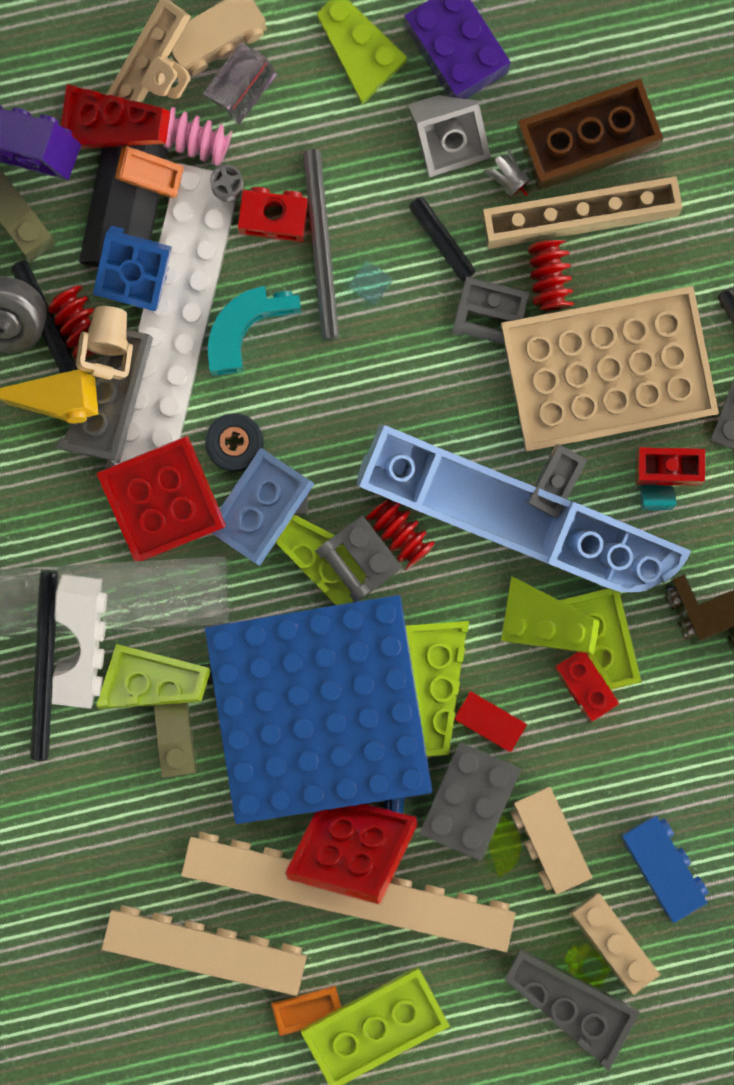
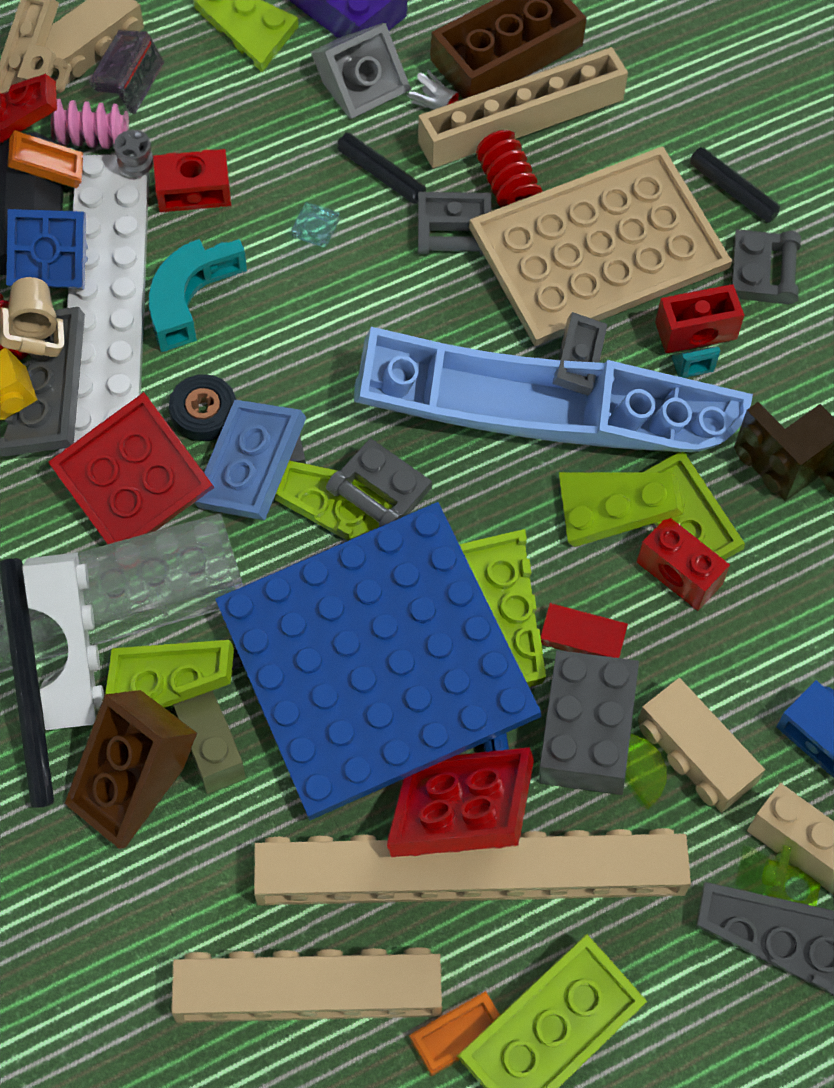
camera: 20 degrees left, 20 degrees down
(109, 750) = (128, 764): none -> reddish brown slope
(321, 244) = (252, 202): dark grey axle -> none
(400, 532) = (419, 451): red piece -> none

